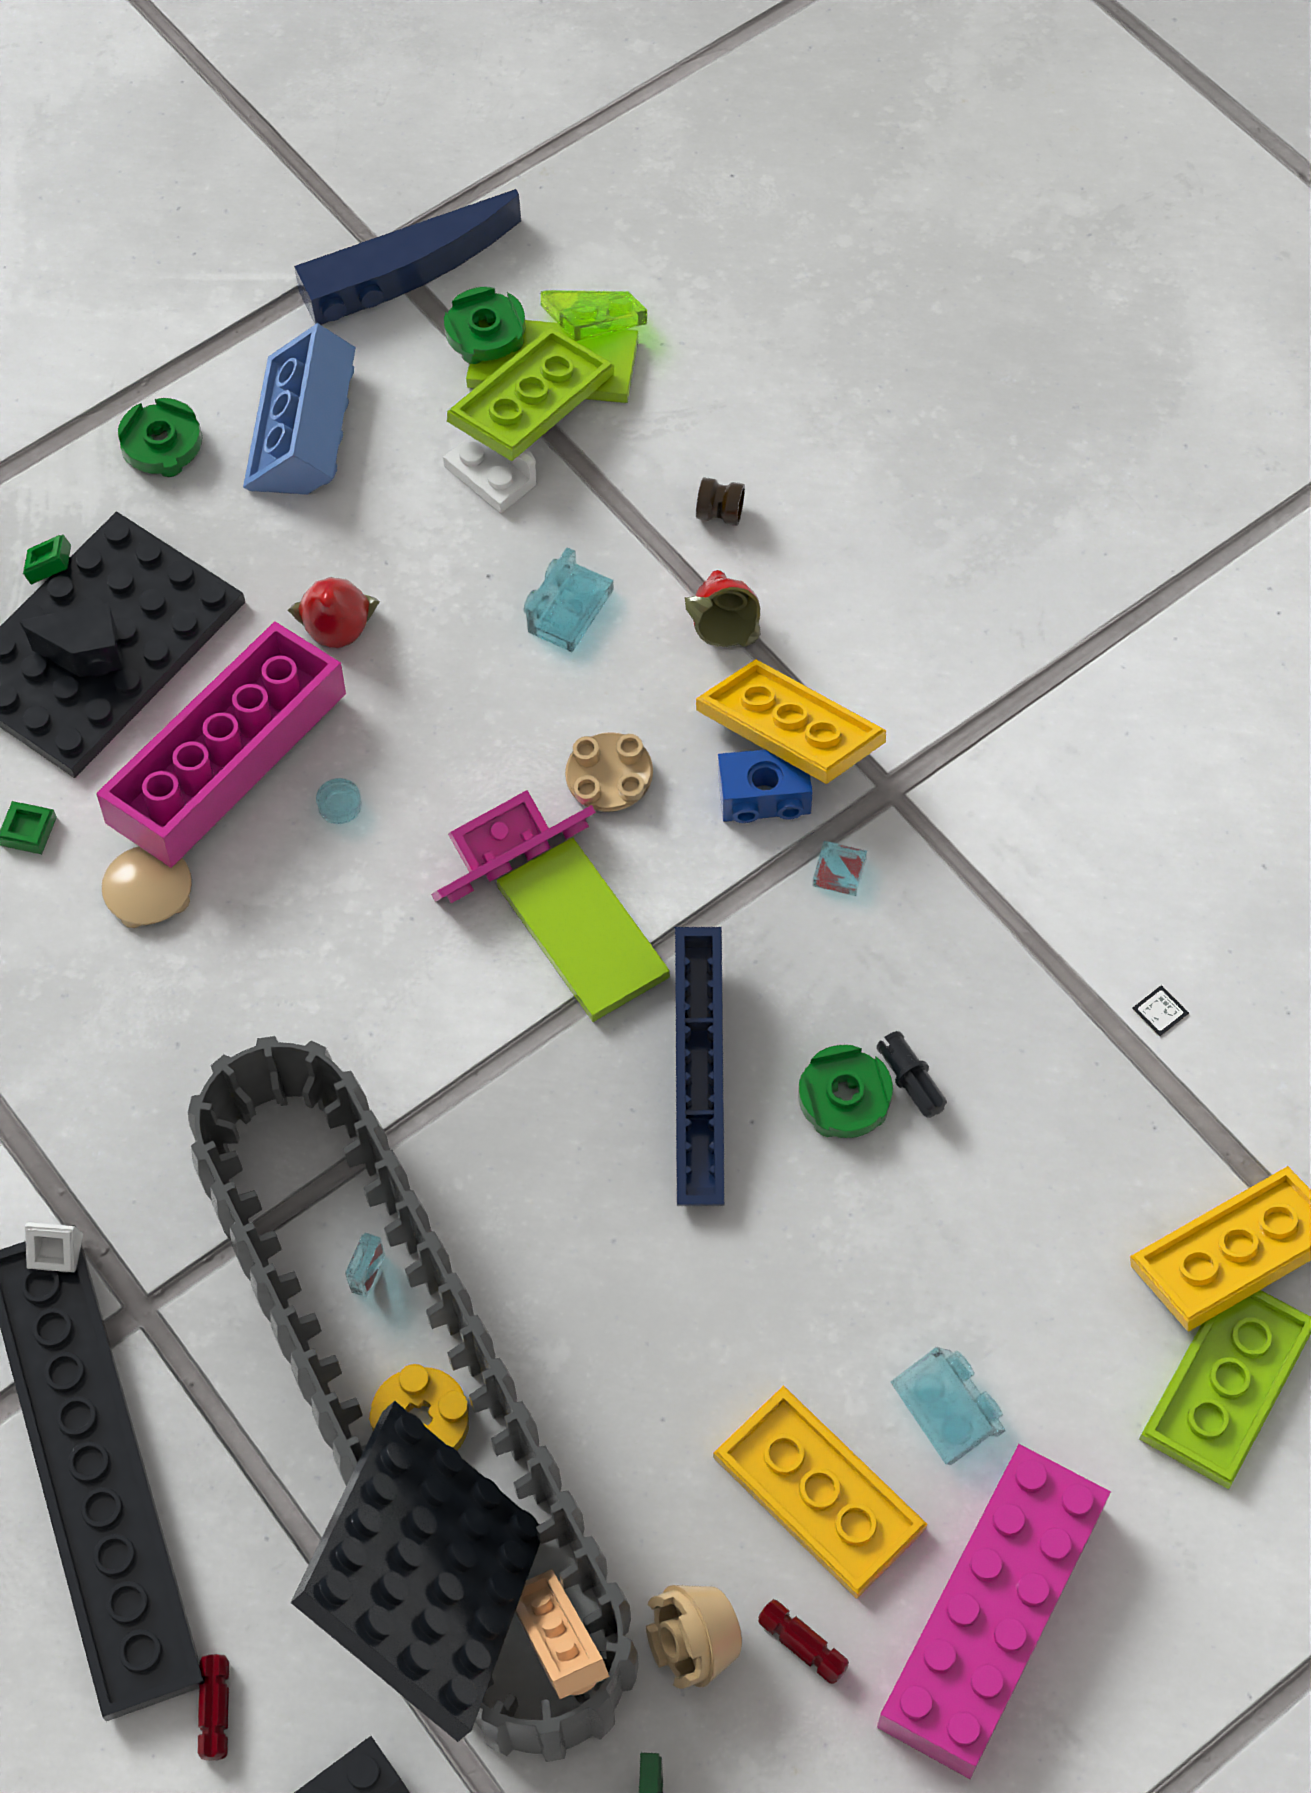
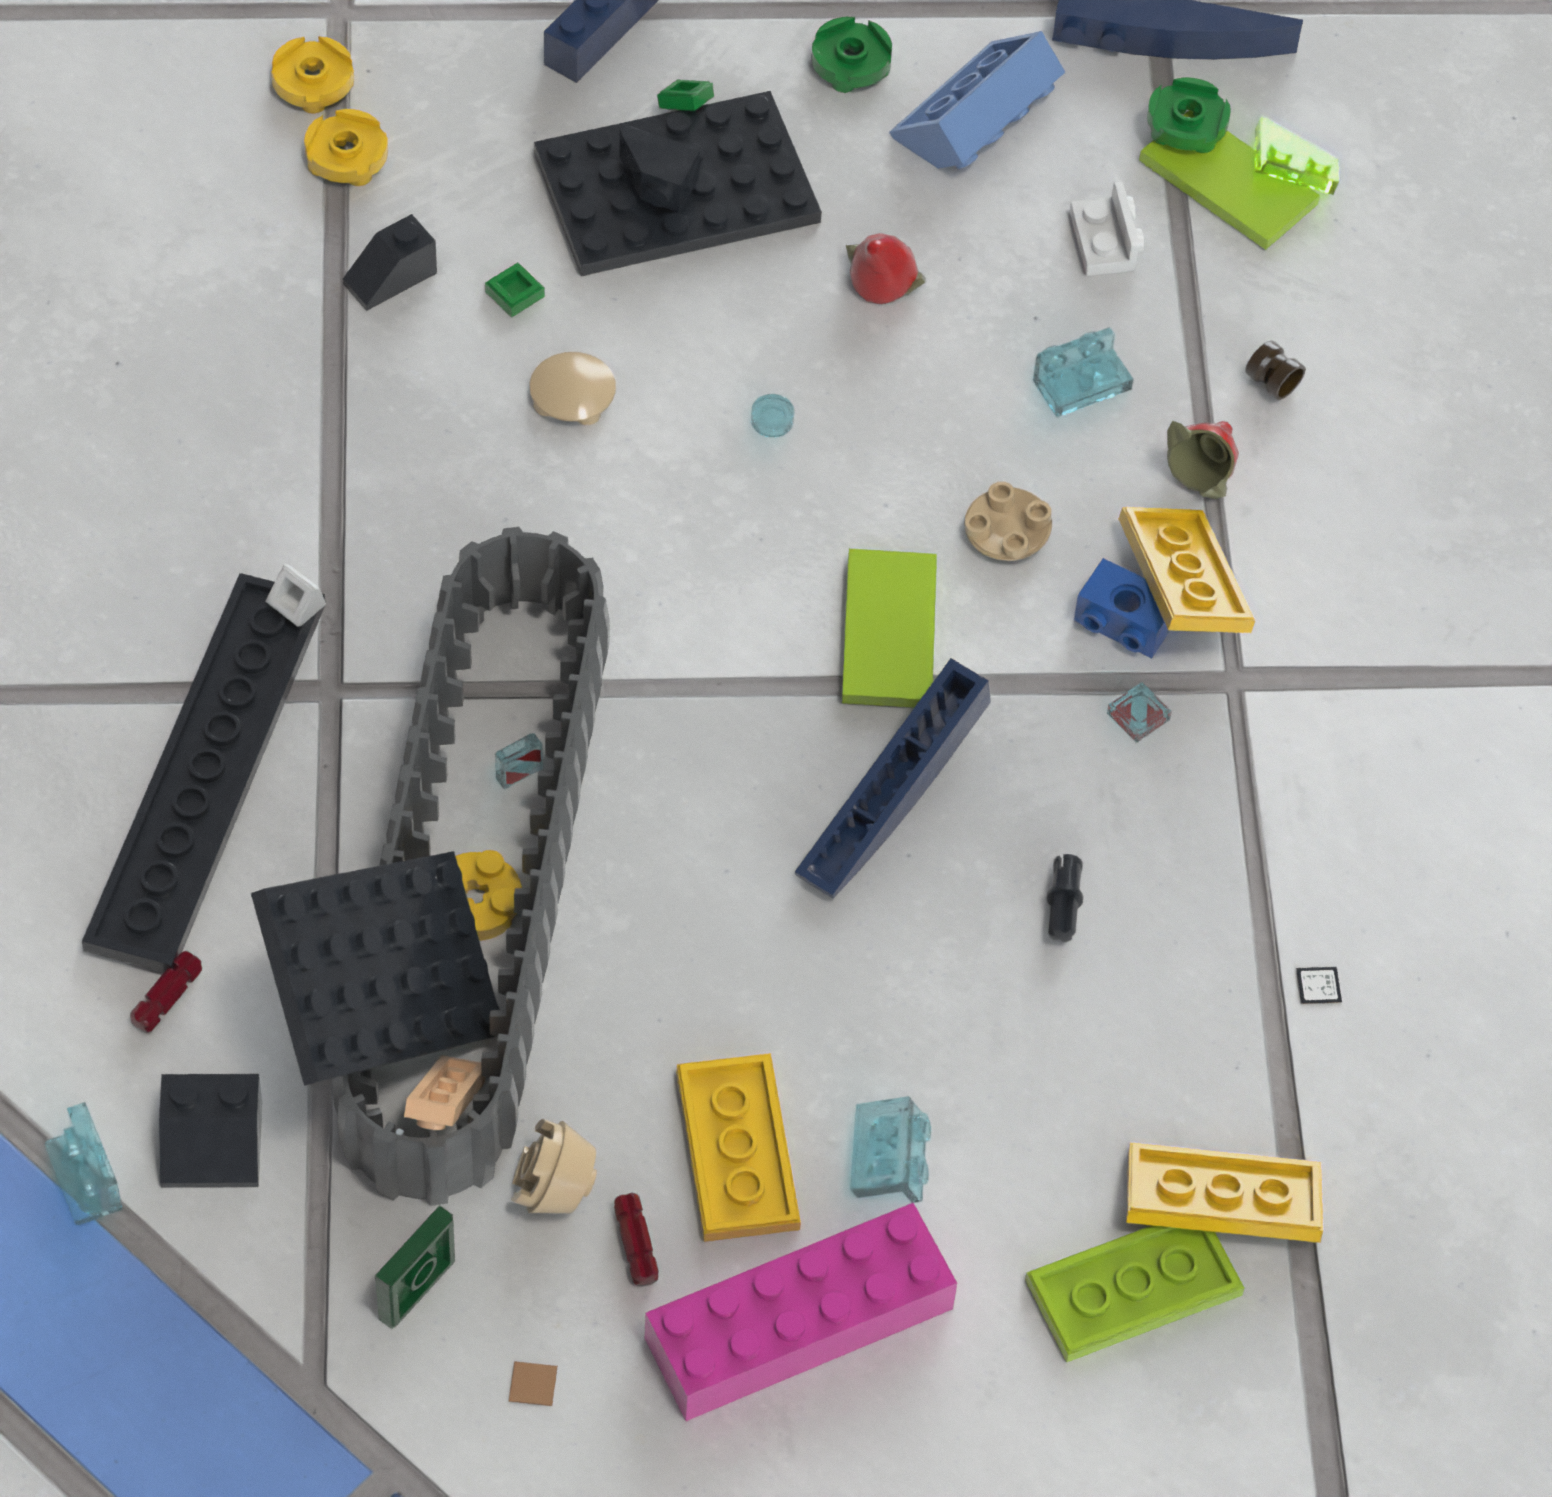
camera: 30 degrees right, 5 degrees down
(222, 744) = (710, 312): dark pink brick -> none
(502, 835) = (879, 518): dark pink bracket -> none
(530, 393) = (1180, 190): lime tile -> none
(845, 1117) = (999, 900): green plate -> none

